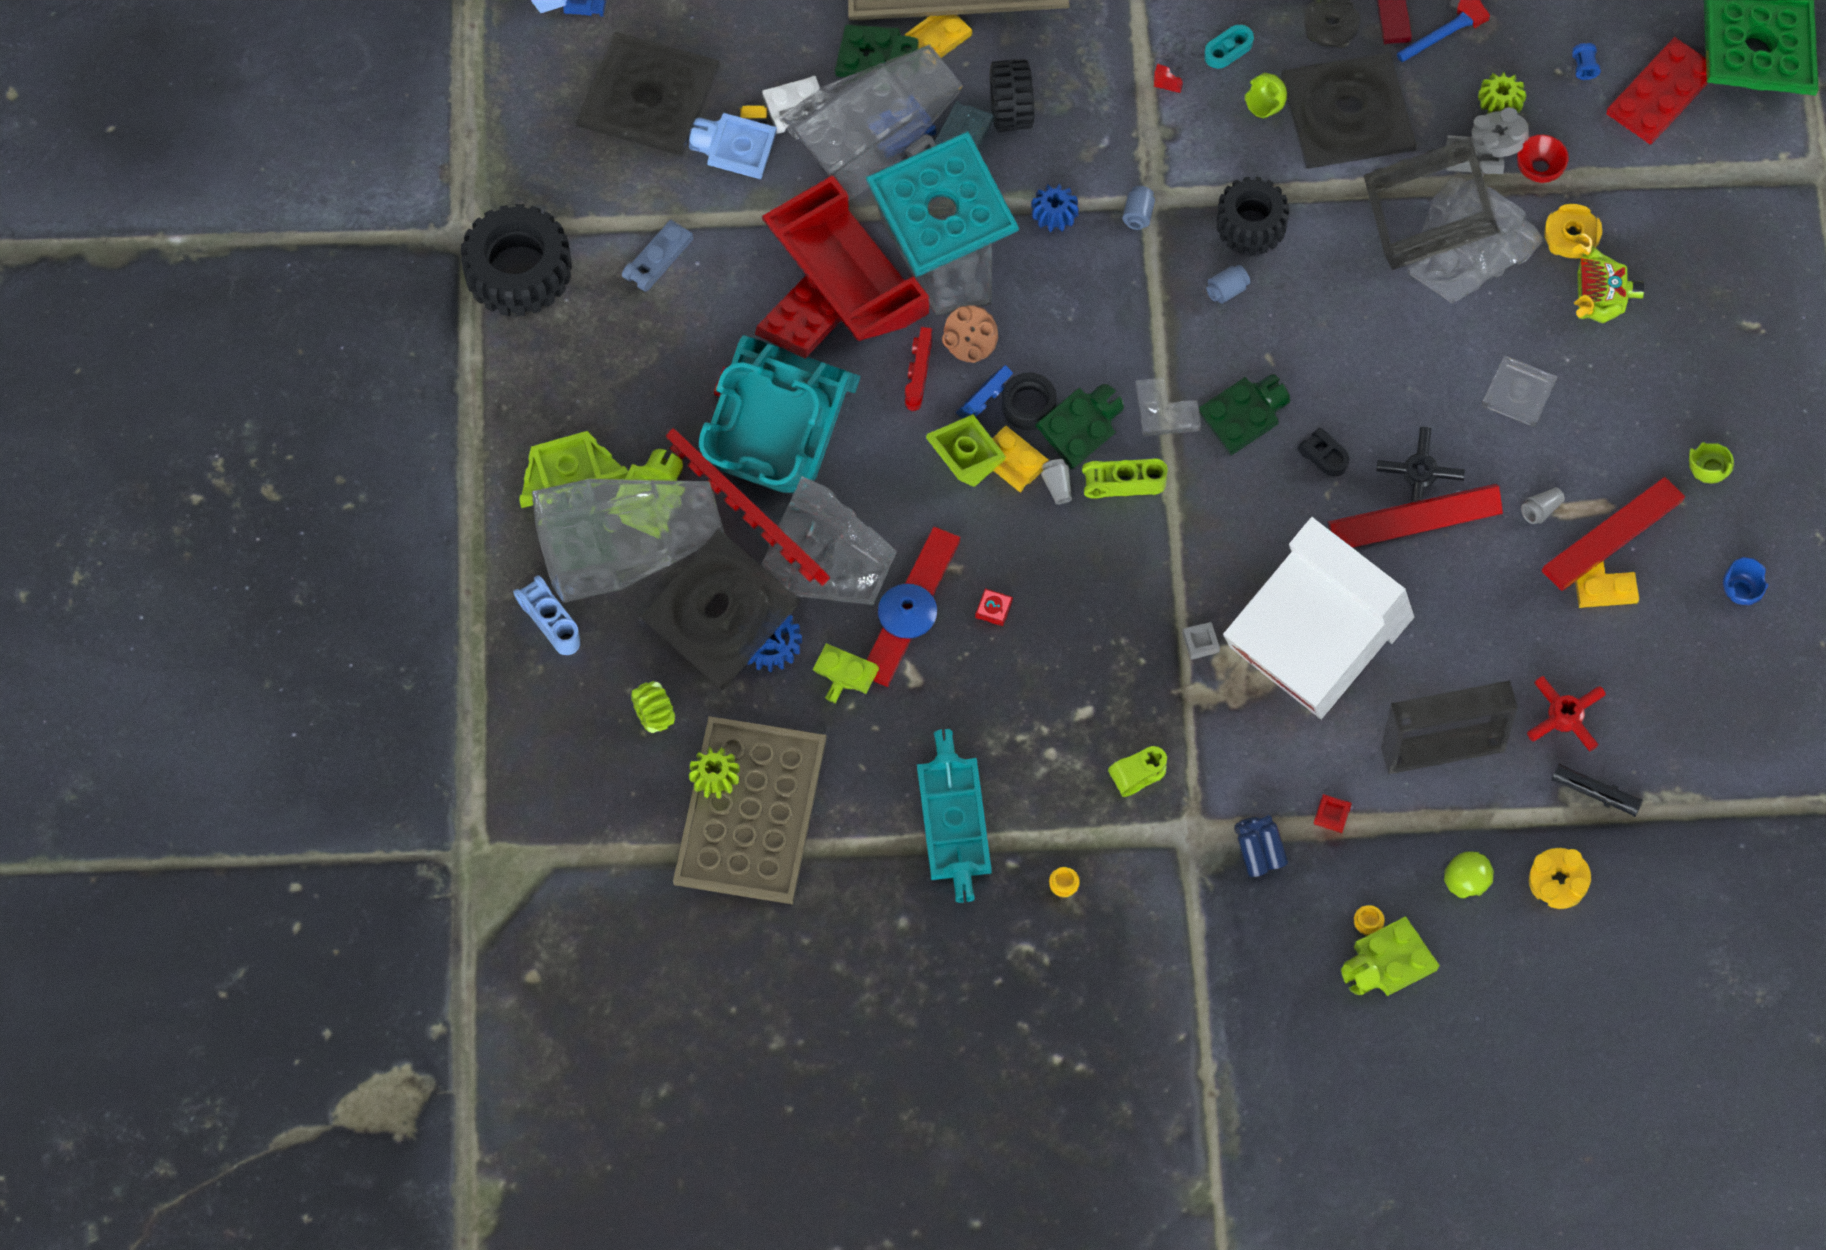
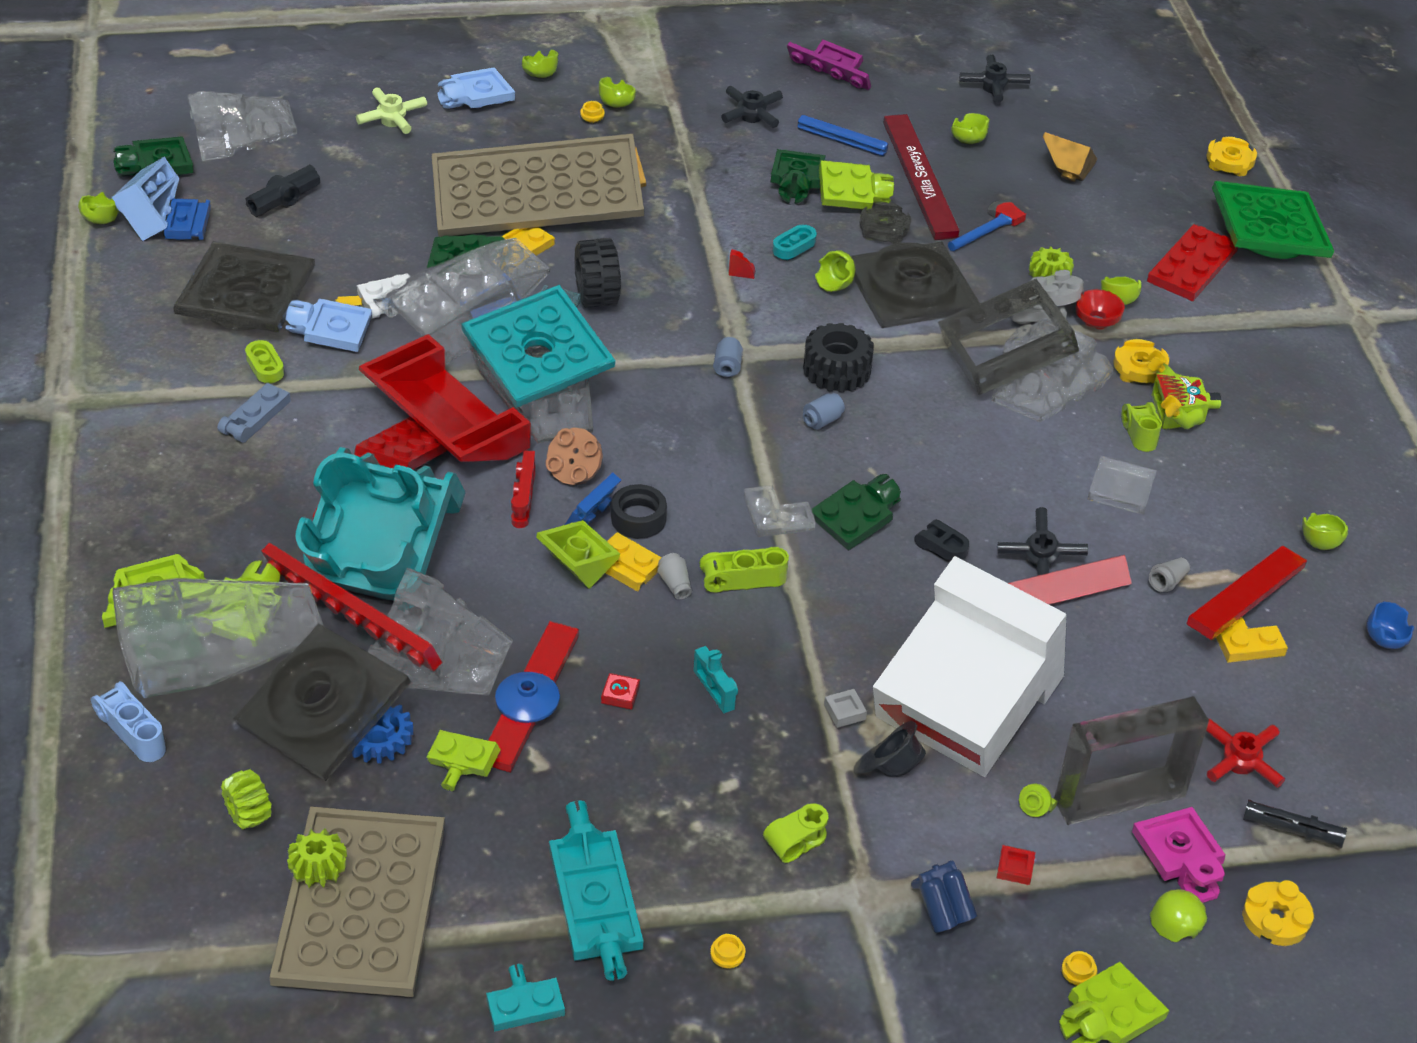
camera: 10 degrees left, 20 degrees down
(509, 229) = (114, 437): black tyre -> none
(668, 193) = (264, 361): none -> lime plate
(886, 915) = (524, 1001): none -> teal plate
(1054, 208) = (647, 360): blue gear -> none
(1079, 593) = (711, 674): none -> teal plate
(1081, 423) = (694, 524): dark green plate -> none
(1237, 694) = (895, 754): none -> black piece
(1362, 750) = (1036, 800): none -> lime plate
(1492, 824) = (1195, 863): none -> dark pink plate
(1555, 313) = (1142, 425): none -> lime piece
(1572, 131) = (1123, 287): none -> lime hair
(1586, 61) = (1122, 239): blue bush -> none

